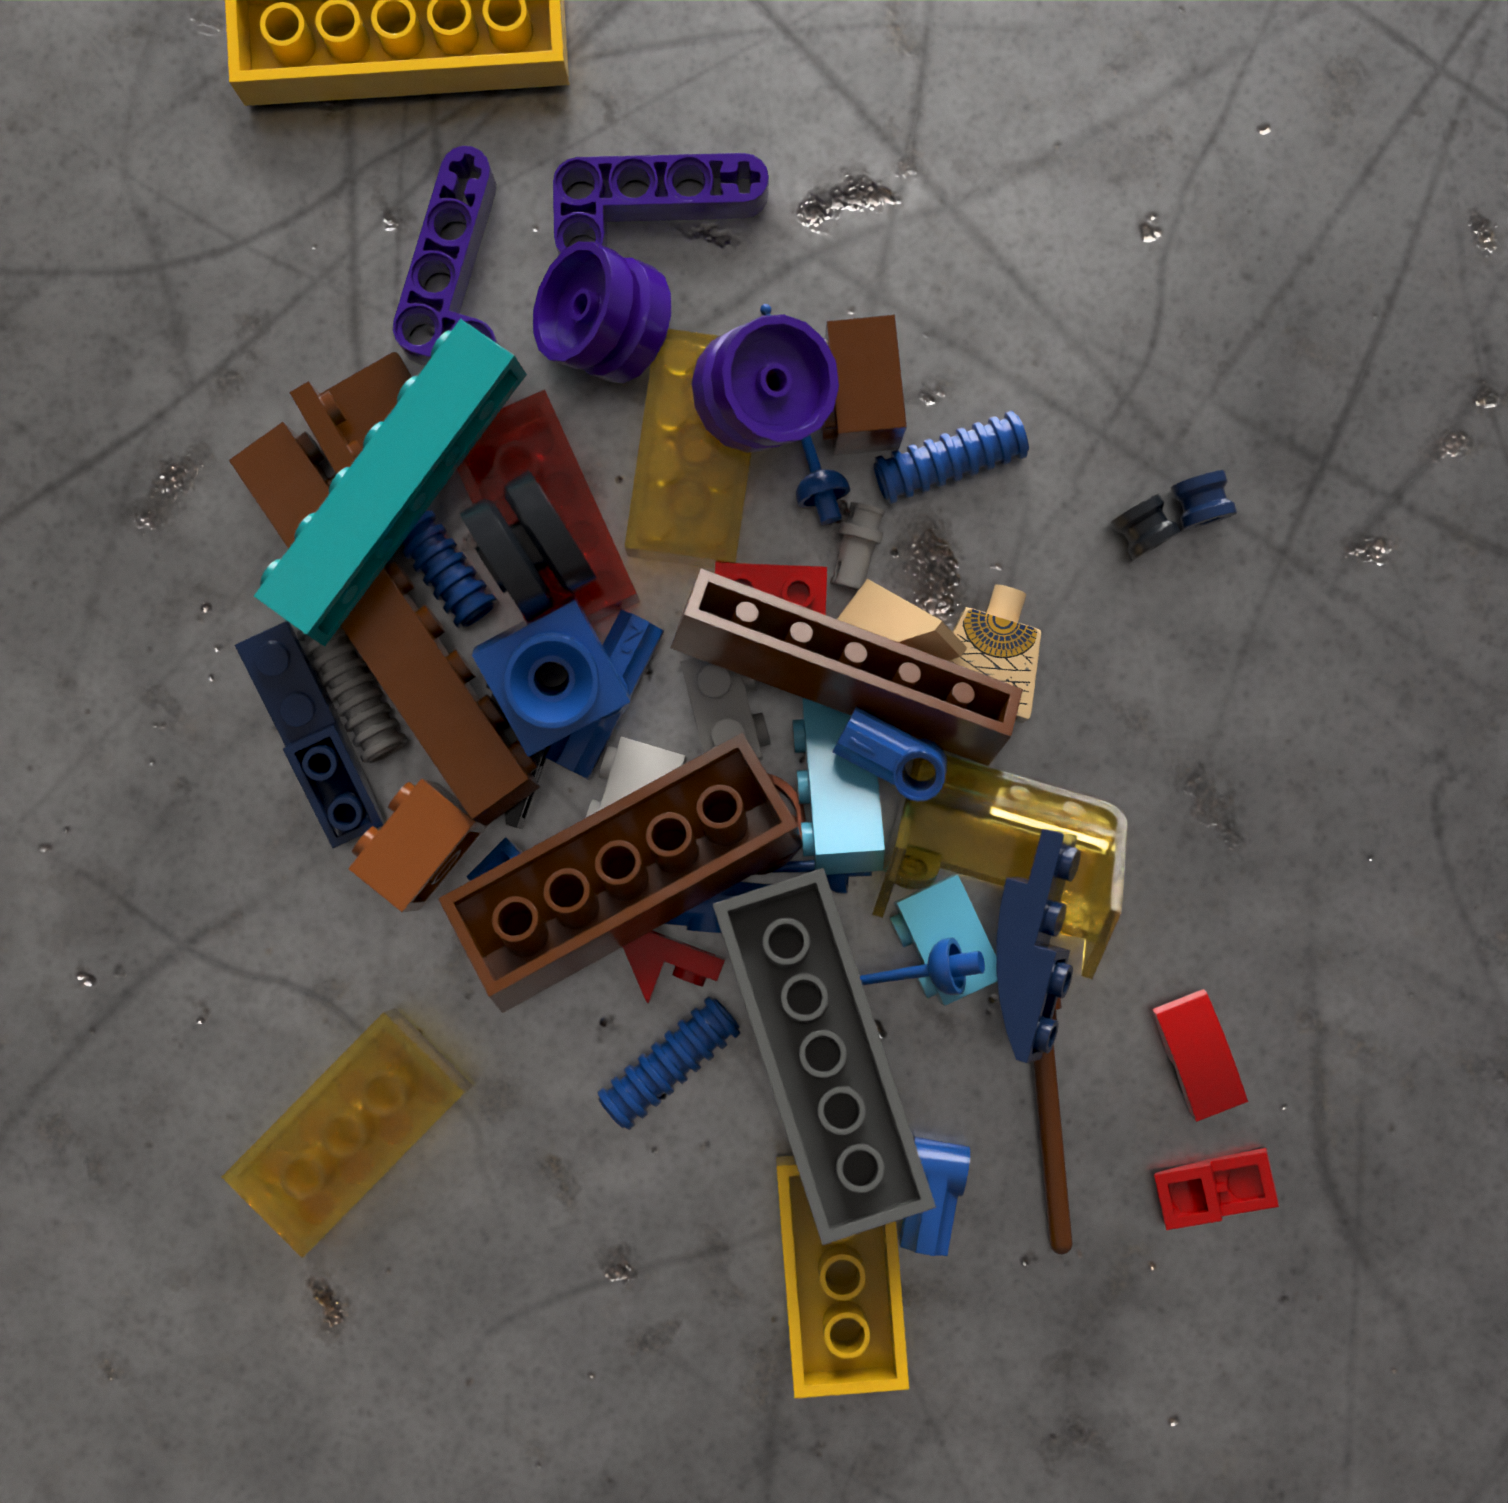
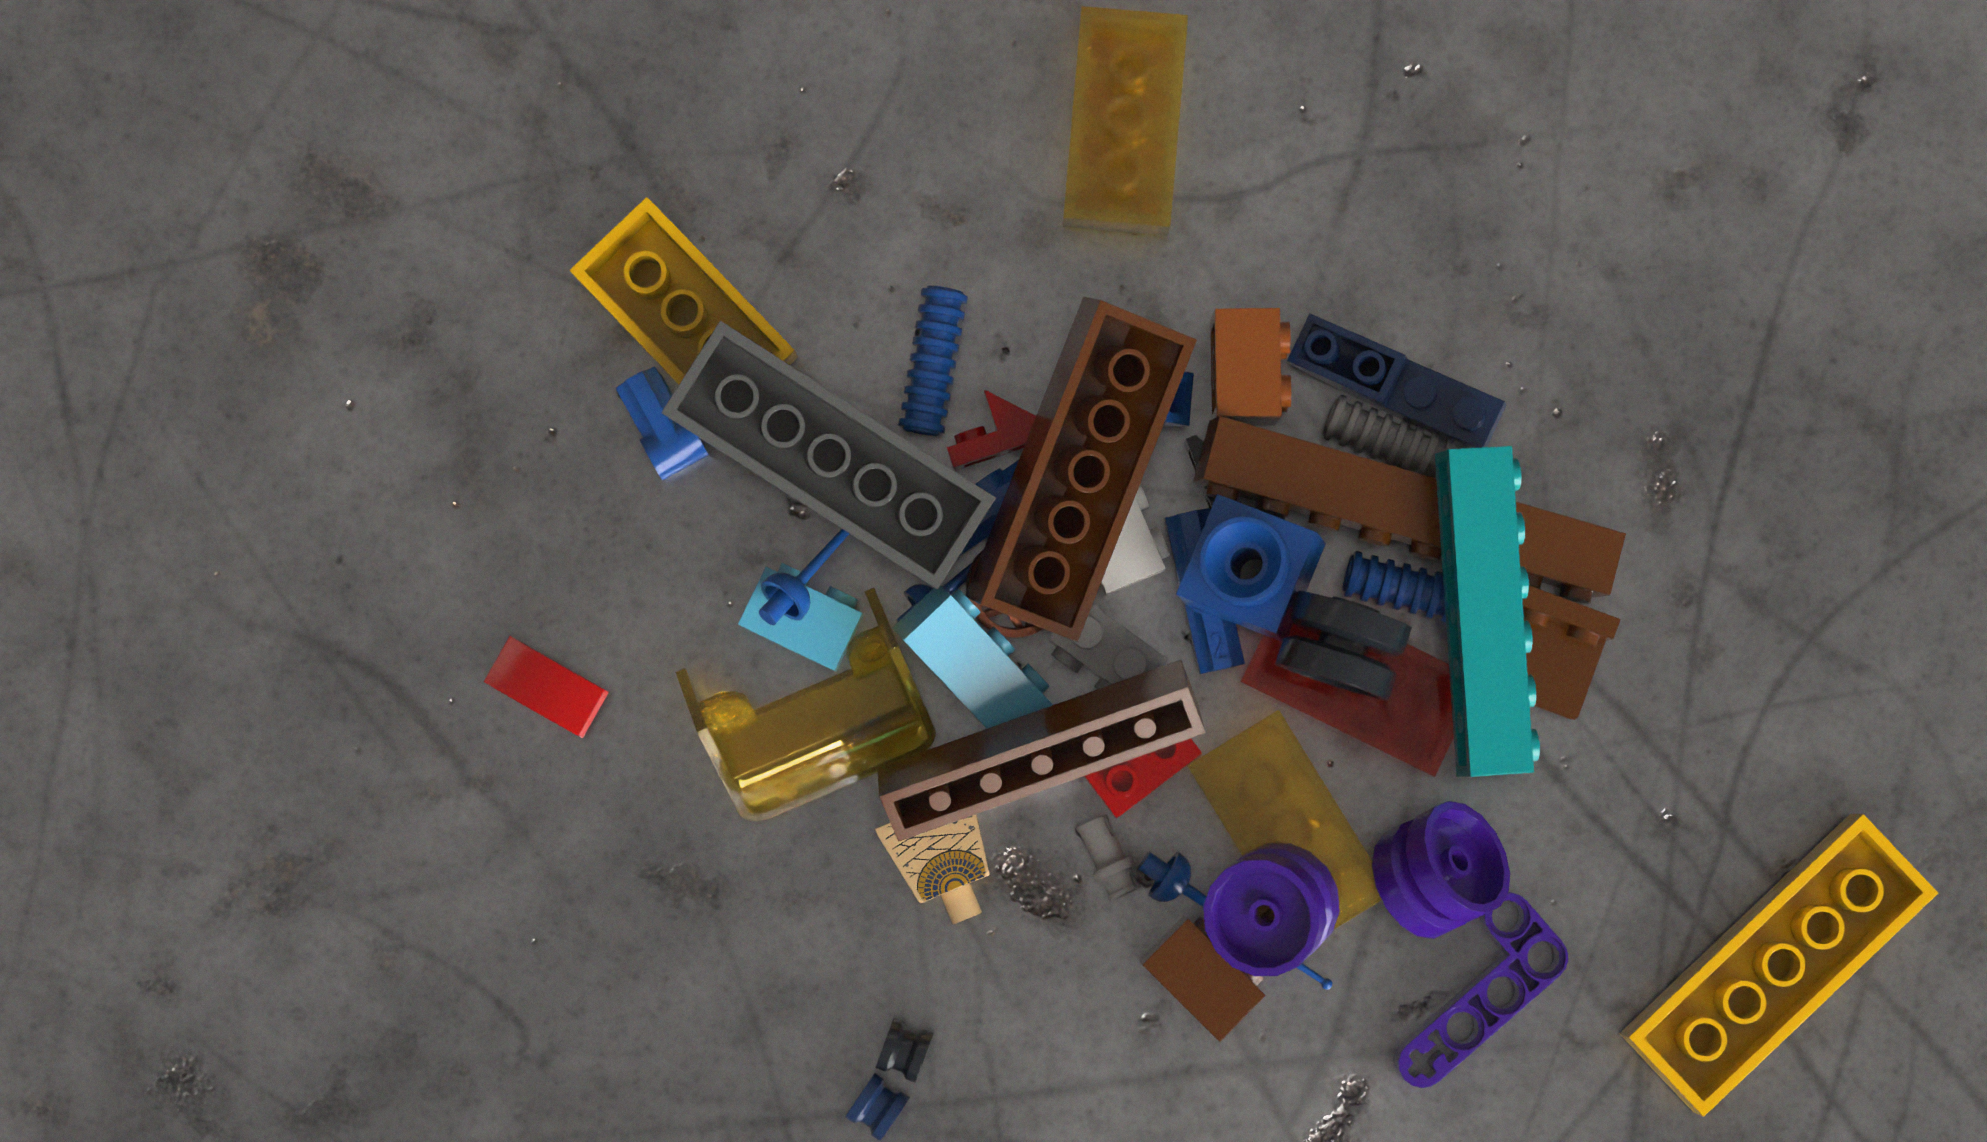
camera: 145 degrees right, 0 degrees up
(446, 256) = (1592, 825): dark purple beam -> none
(886, 750) = (960, 712): blue piece -> none
(899, 620) = (1037, 816): tan slope -> none
(951, 457) = (1093, 983): blue piece -> none
(1027, 966) = (729, 645): dark blue slope -> none
(1053, 1150) = (692, 623): reddish brown piece -> none
(1216, 1188) = (455, 599): red slope -> none

